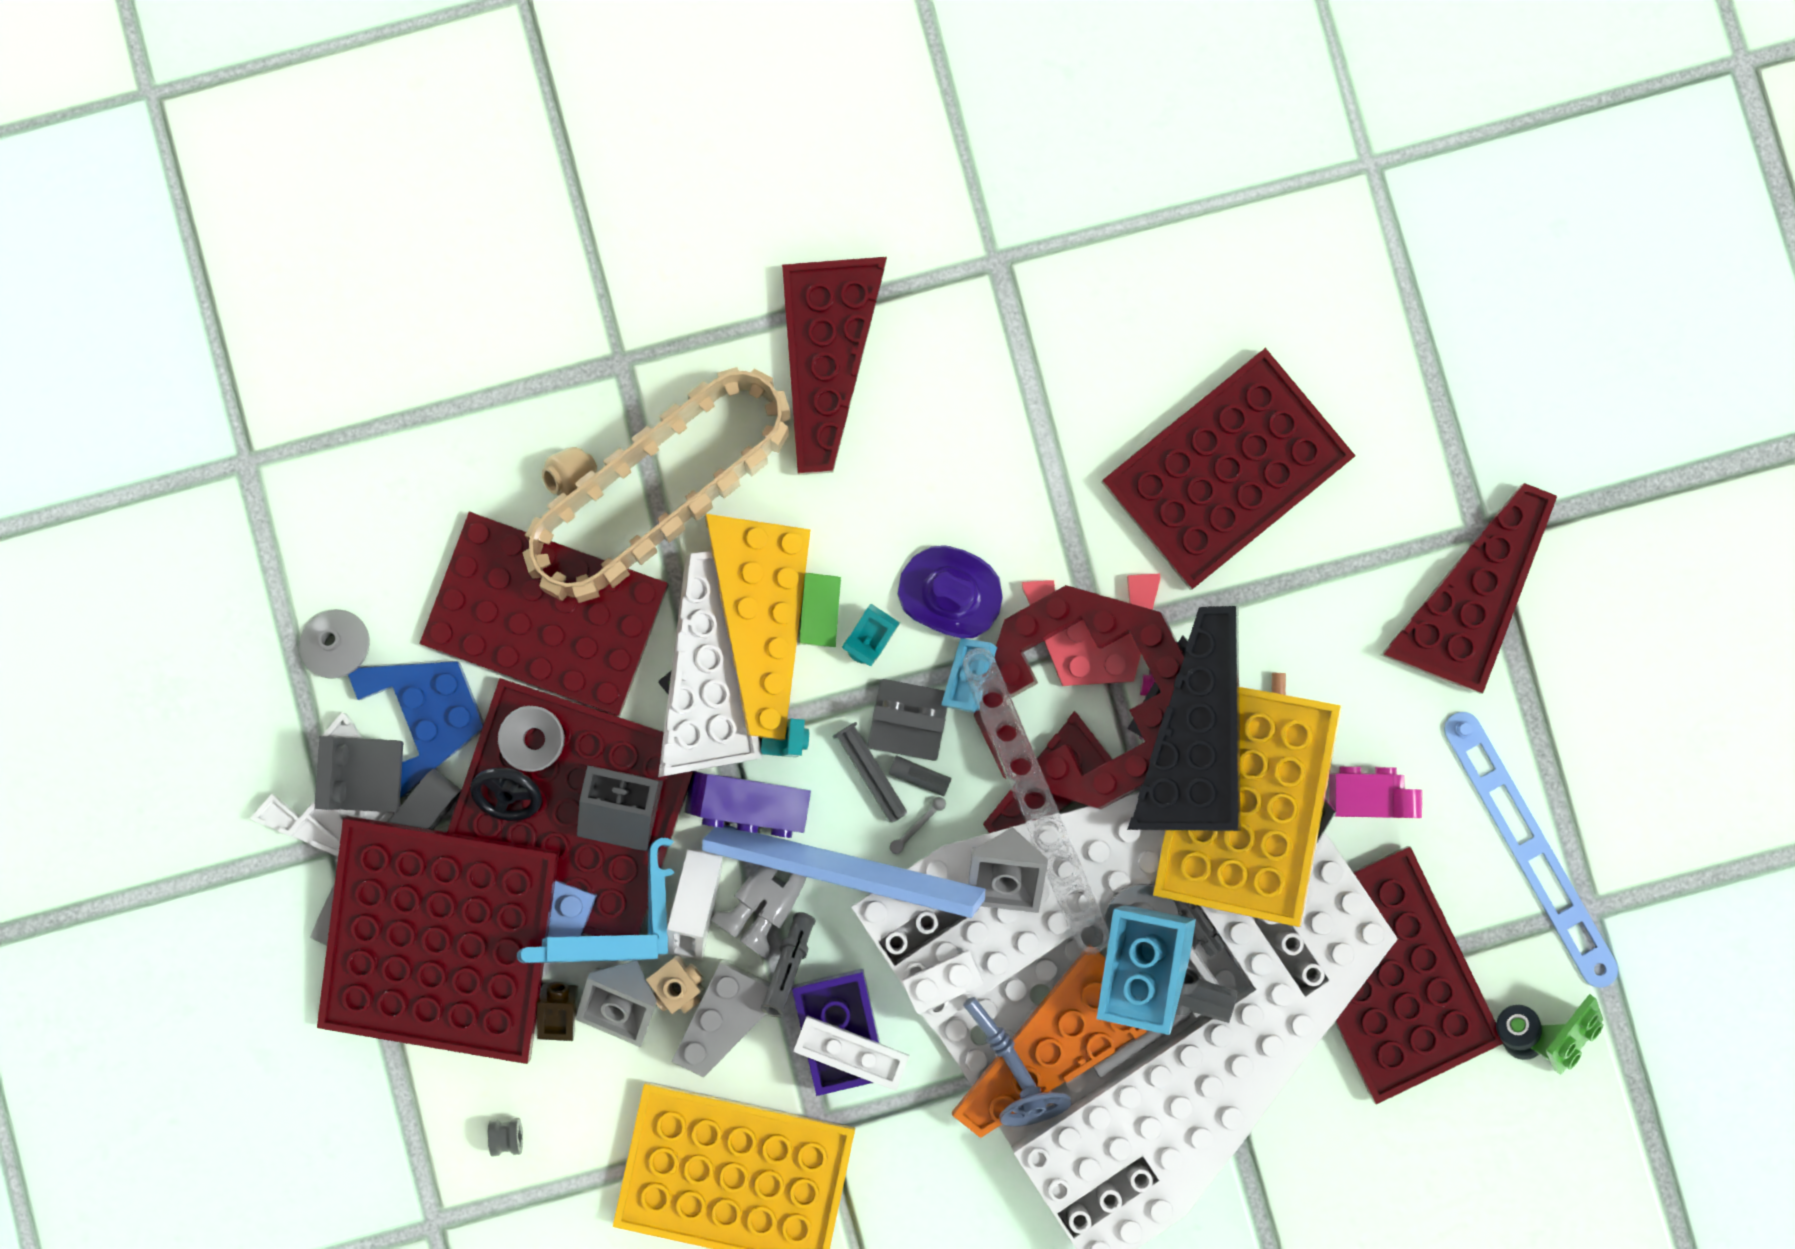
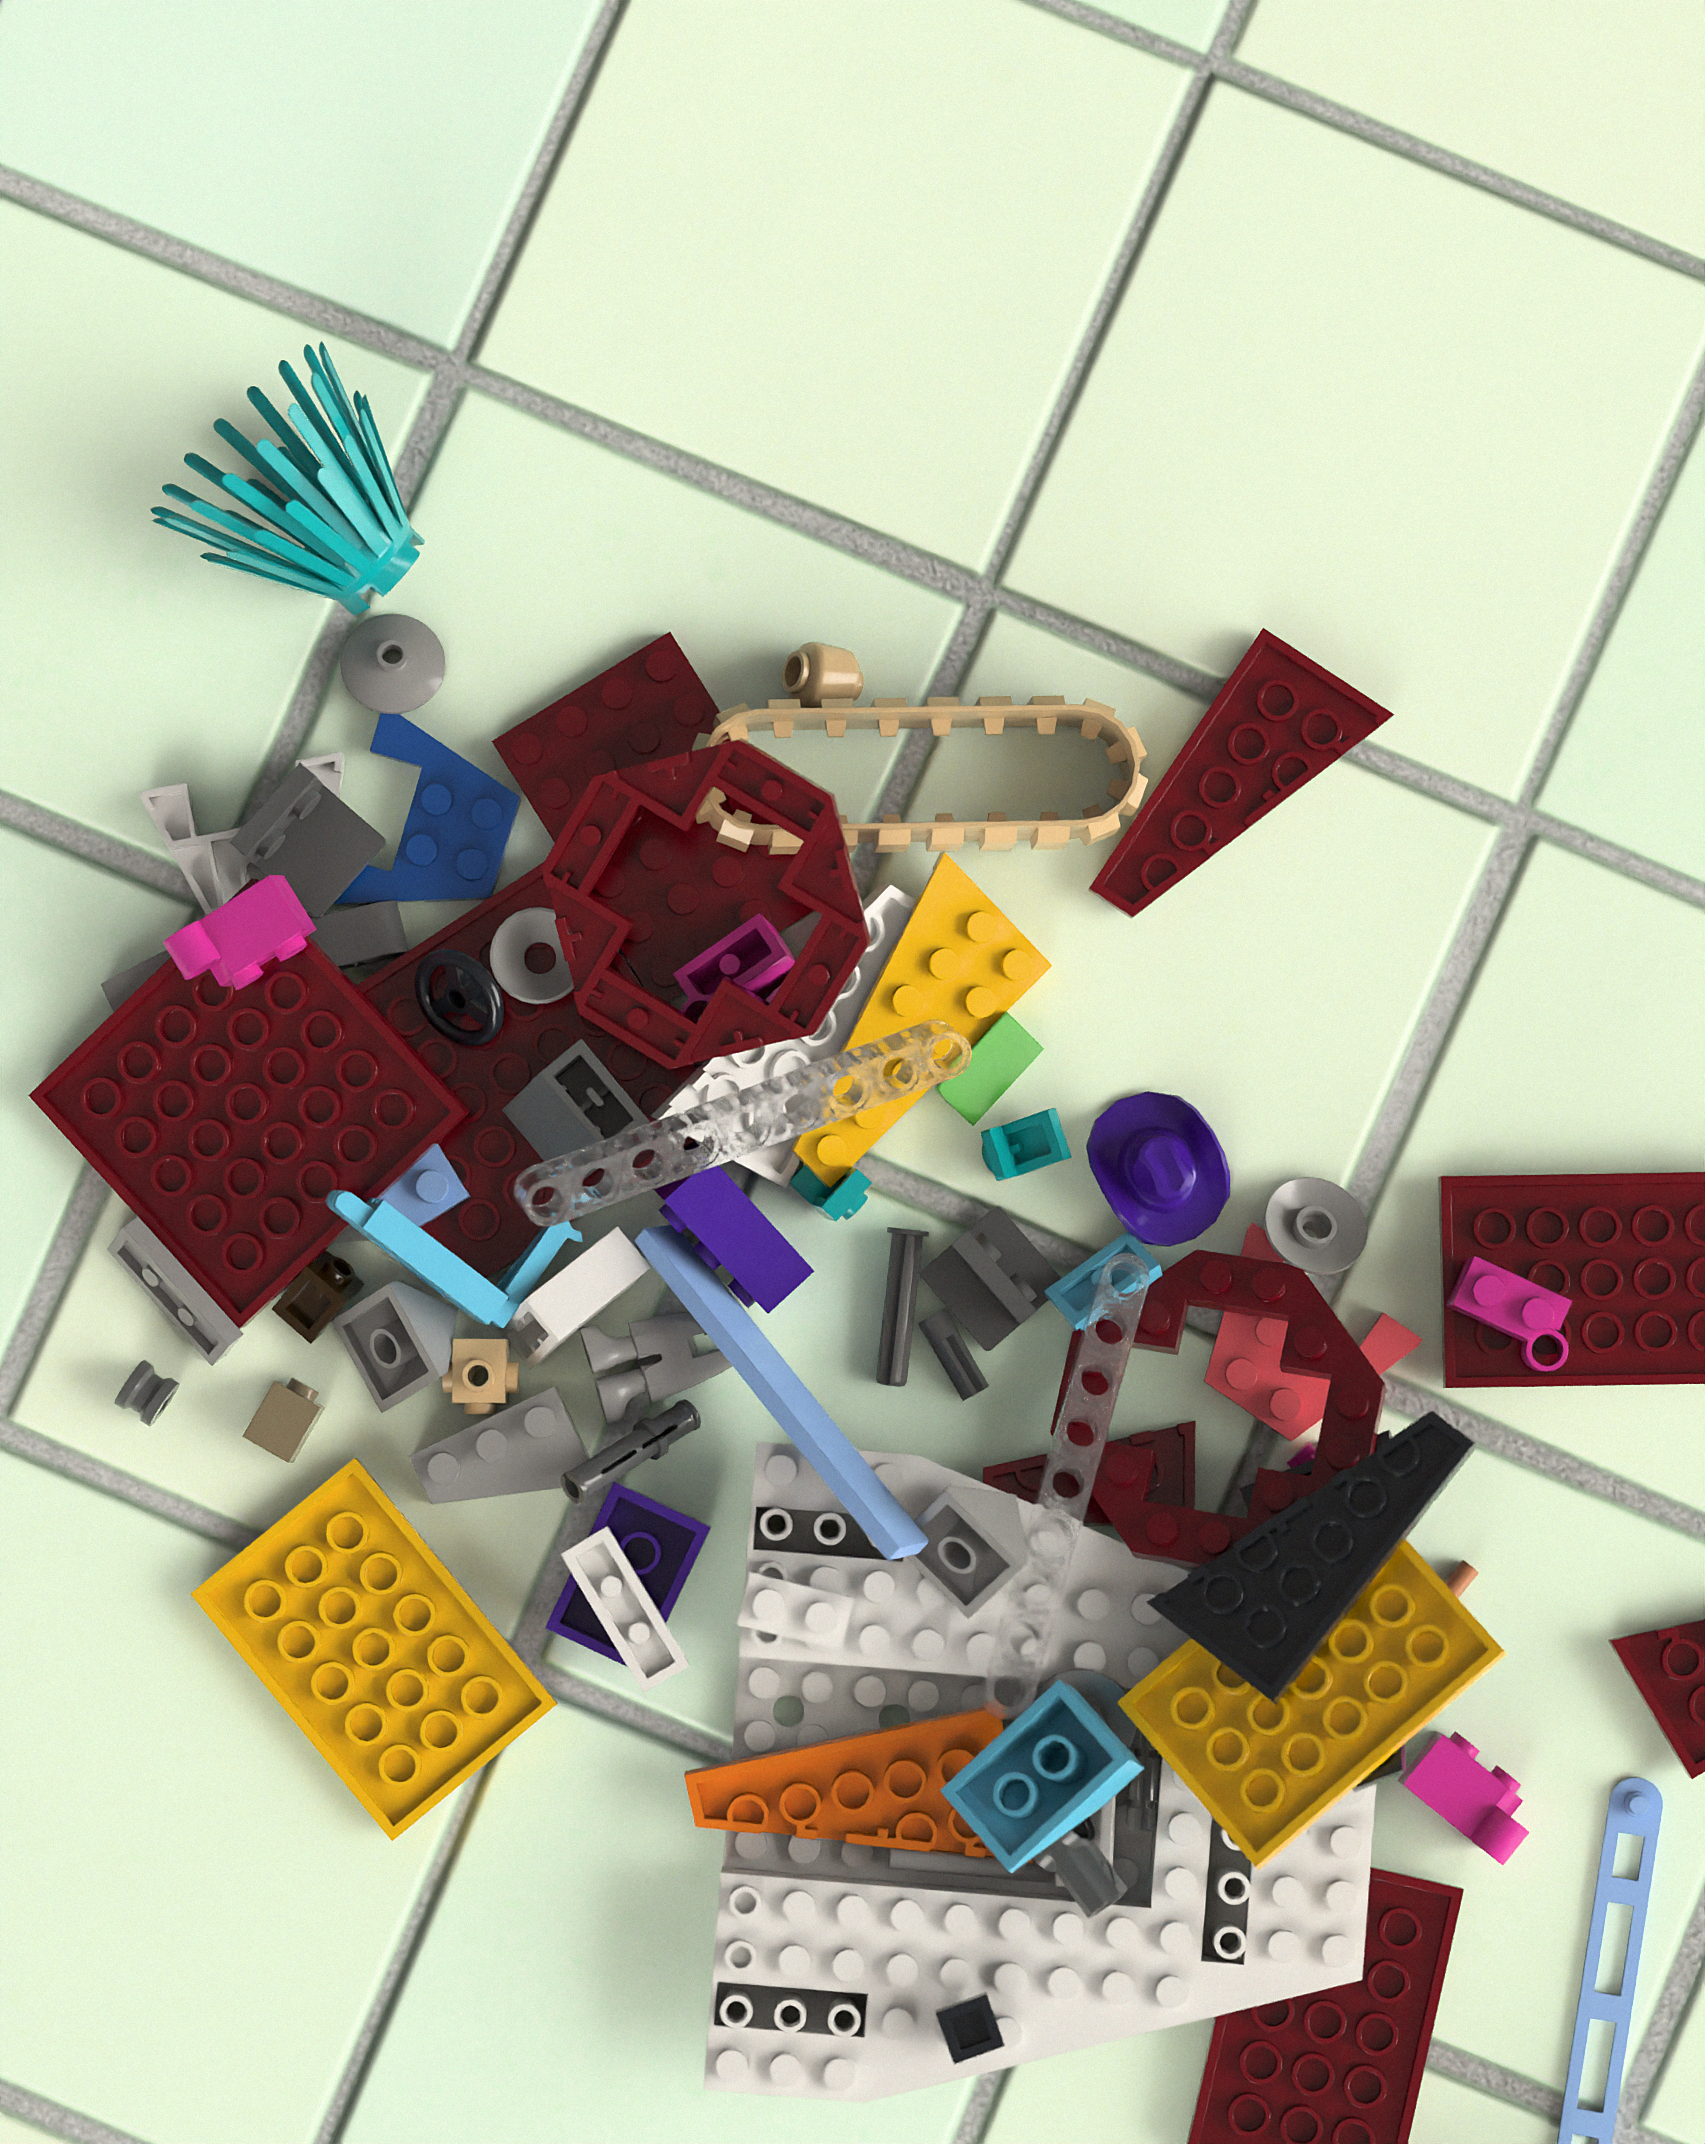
camera: 35 degrees right, 0 degrees up
(225, 578) = (340, 512): none -> teal plant
(360, 853) = (243, 934): none -> dark pink hinge
(477, 1070) = (174, 1291): none -> light grey plate
(590, 1092) = (285, 1419): none -> dark tan brick
(645, 579) = (817, 877): none -> dark red plate
(645, 668) = (749, 956): none -> dark pink hinge
(694, 751) = (718, 1118): none -> clear beam
(897, 846) = (862, 1415): light grey hinge -> none
(1032, 1098) = (793, 1825): sand blue dish -> none
(1053, 546) = (1327, 1212): none -> light grey dish
(1194, 519) = (1511, 1307): none -> dark pink hinge
(1212, 1132) = (970, 2028): none -> black plate

